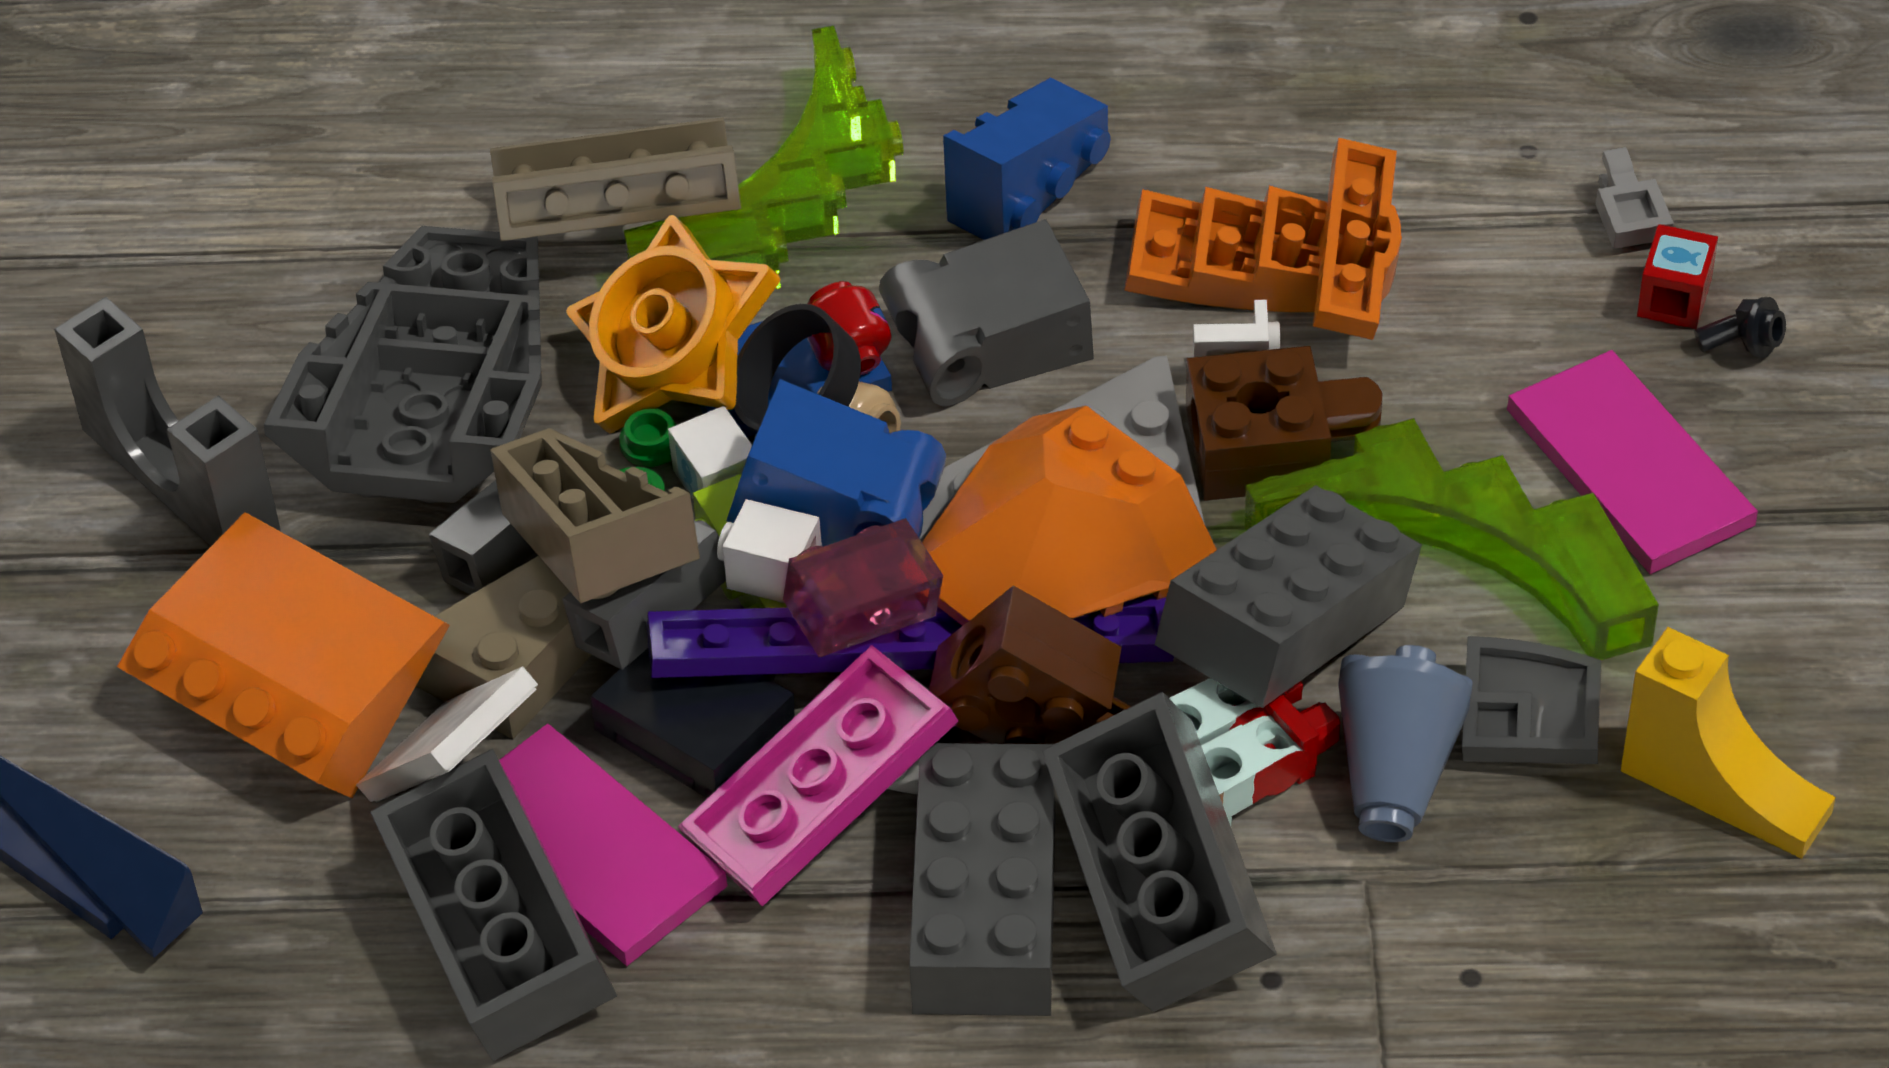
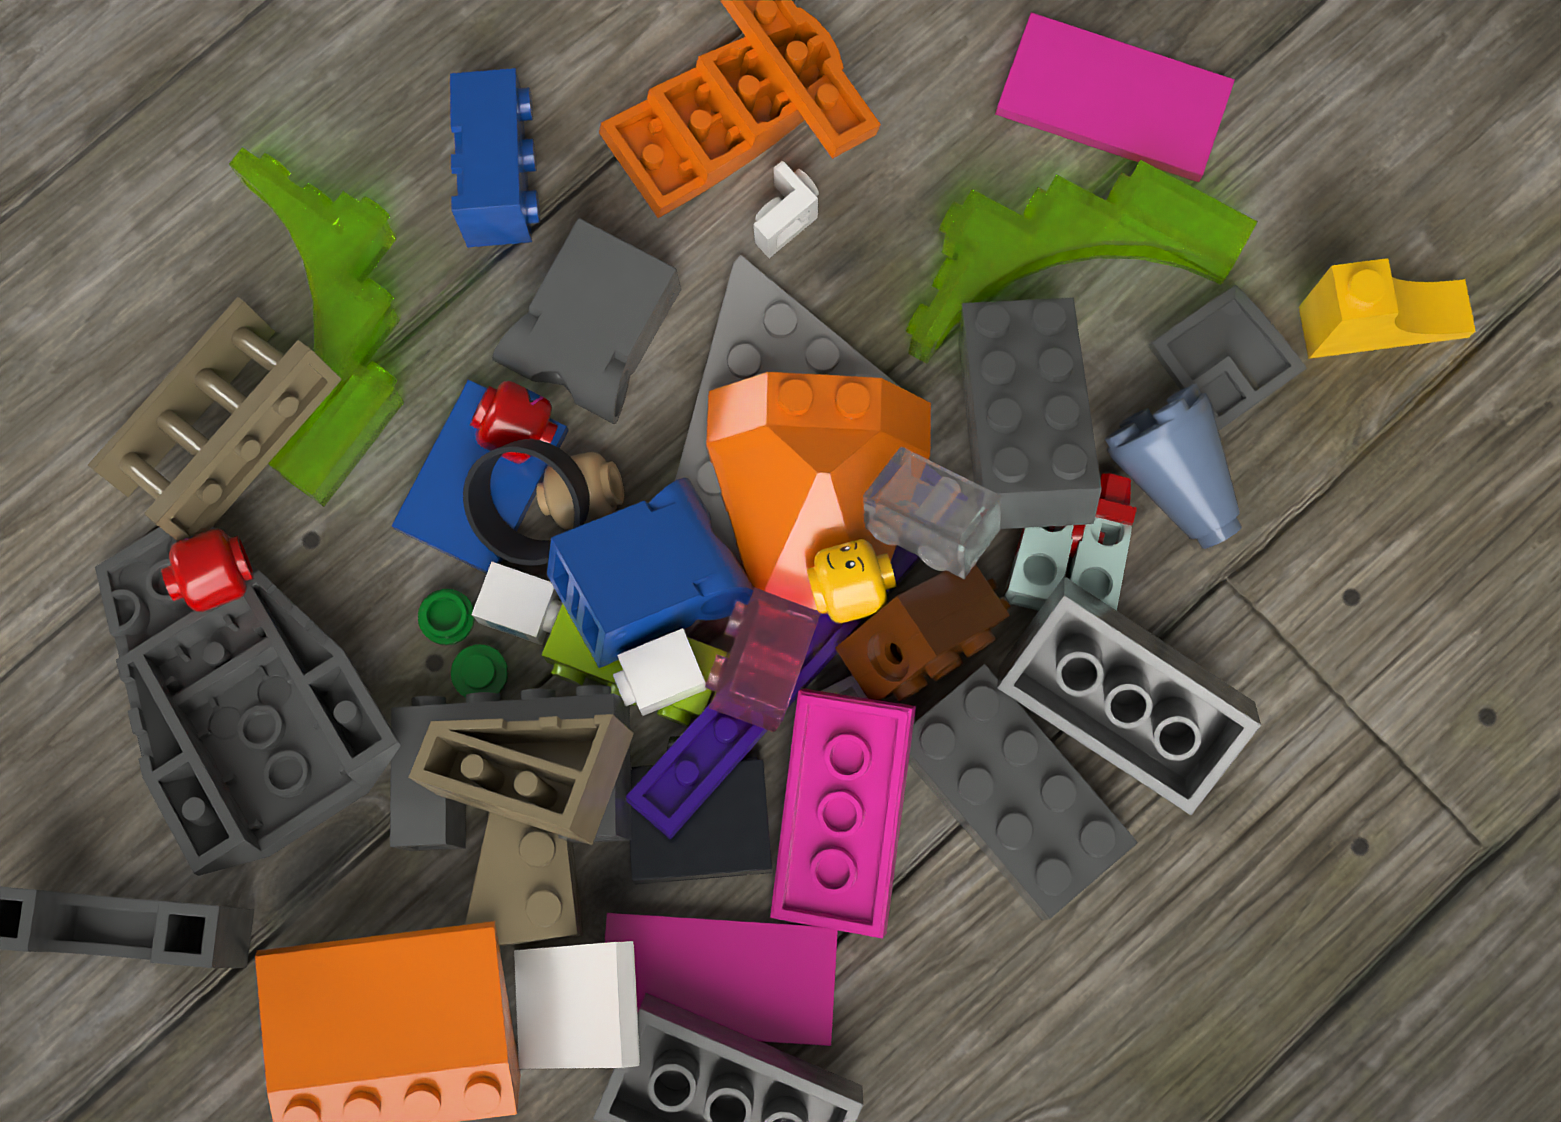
camera: 45 degrees left, 30 degrees up
(499, 256) = (207, 570): none -> red head
(670, 326) = (356, 546): light orange plate -> none
(987, 566) = (850, 581): none -> yellow head
(1114, 573) = (932, 512): none -> clear brick
(1297, 419) = (867, 259): reddish brown brick -> none

